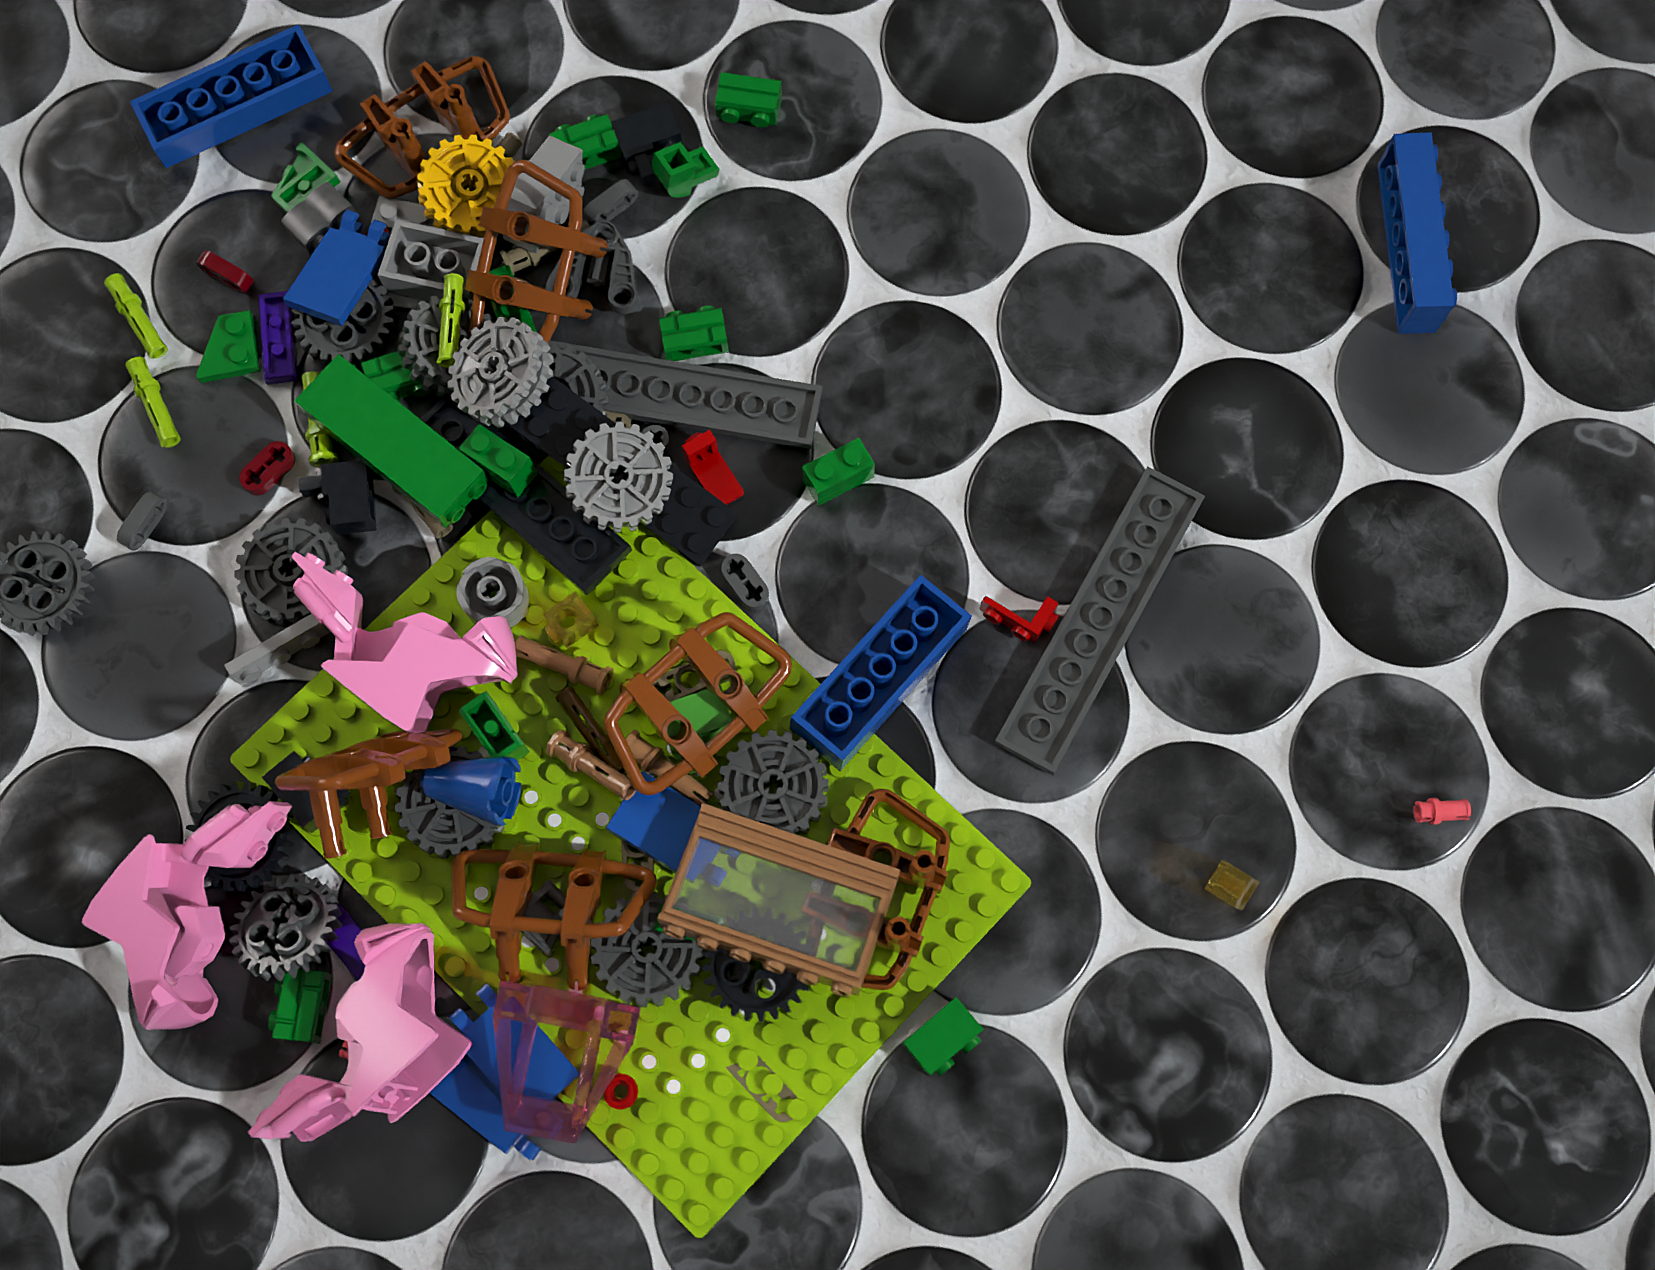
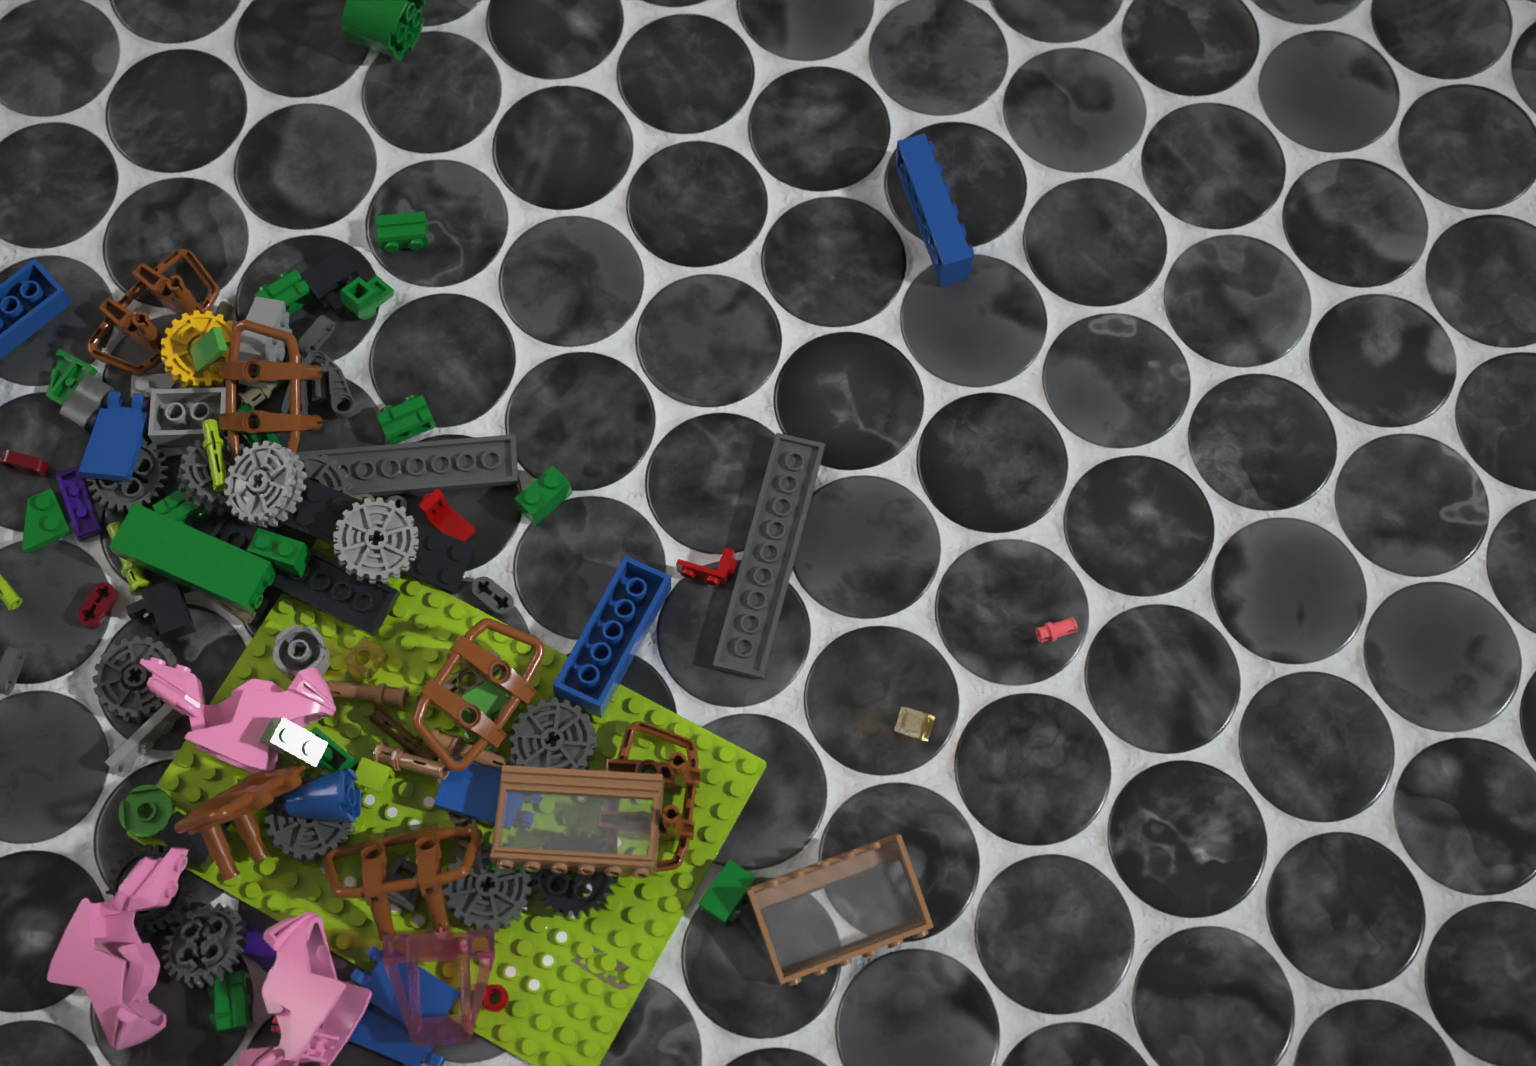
camera: 15 degrees left, 5 degrees down
(247, 726) = (135, 802): none -> bright green plate
(452, 706) = (293, 742): none -> brick
(474, 186) = (208, 349): none -> bright green tile
(541, 769) = (372, 775): none -> lime panel
(1080, 1099) = (840, 909): none -> clear window

